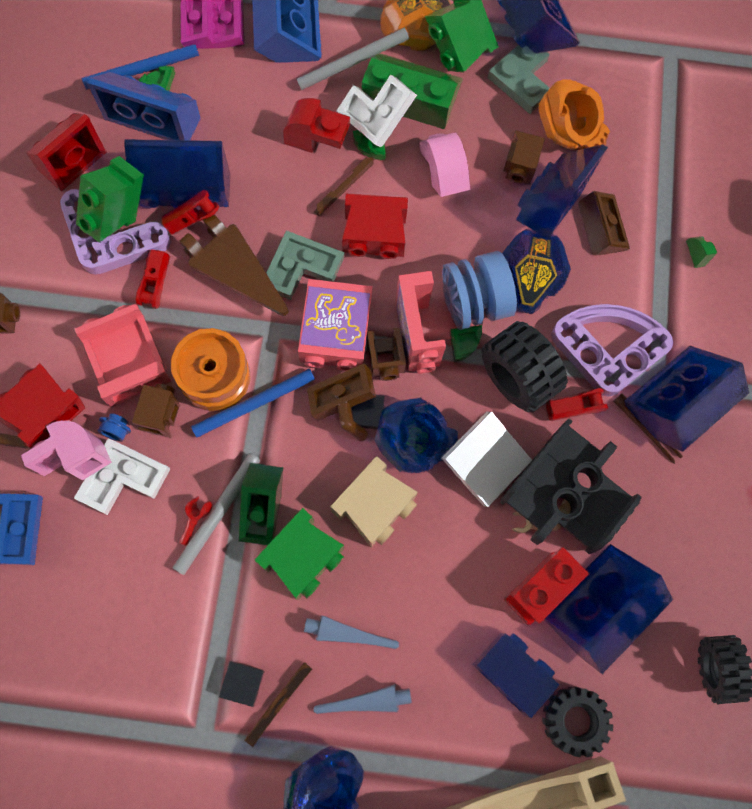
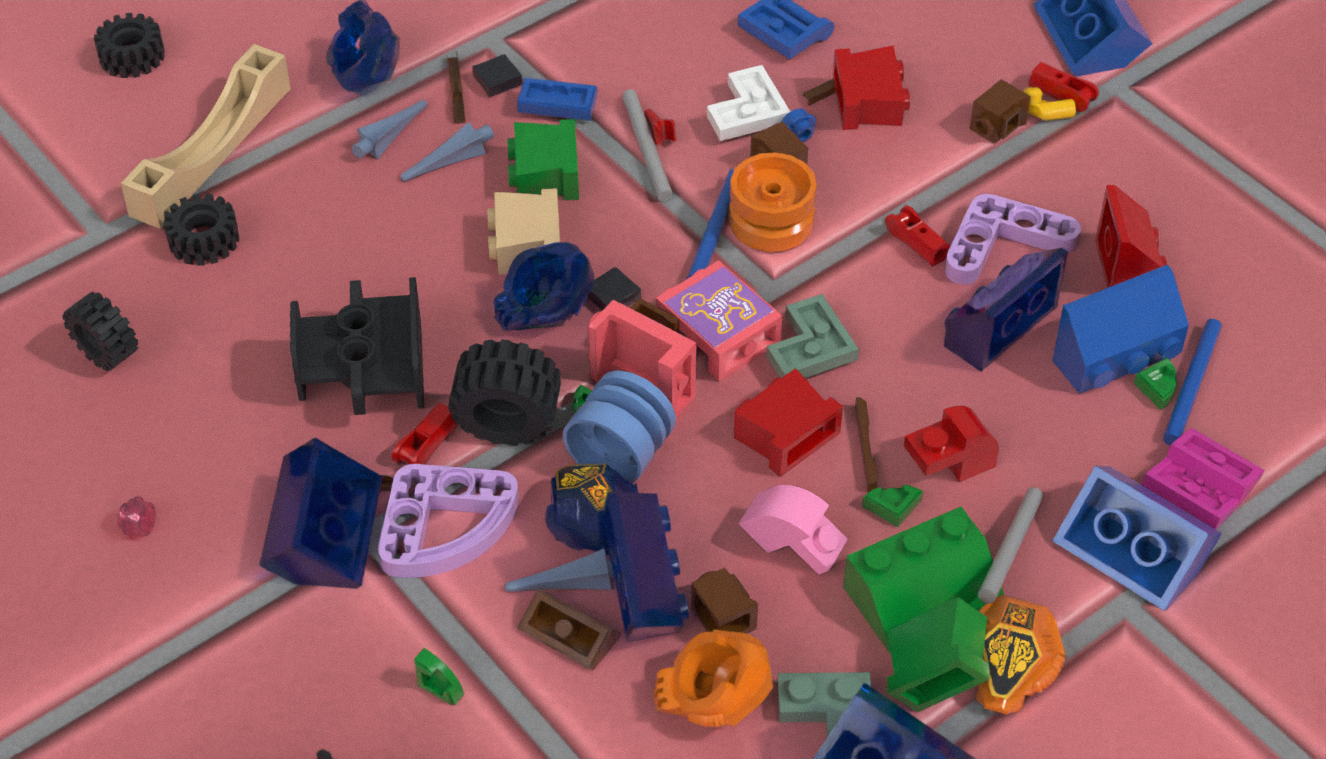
camera: 140 degrees right, 25 degrees down
(68, 446) = (802, 80): bright pink brick -> none
(108, 199) = (1021, 219): green hips -> none
(122, 354) = (860, 172): coral panel -> none
(188, 214) = (955, 290): red bar -> none
(230, 611) = (557, 99): none -> blue plate
(233, 264) = (869, 288): reddish brown flag -> none
(260, 503) = (621, 166): dark green slope -> none
(341, 394) = (640, 272): reddish brown plate -> none
(378, 116) = (914, 501): white plate -> none
(486, 459) = (461, 322): white tile -> none
(516, 674) = (284, 216): clear blue brick -> none
(546, 586) = (316, 269): red hips -> none
(577, 248) = (585, 573): none -> sand blue piece
(609, 607) = (245, 310): clear blue slope -> none

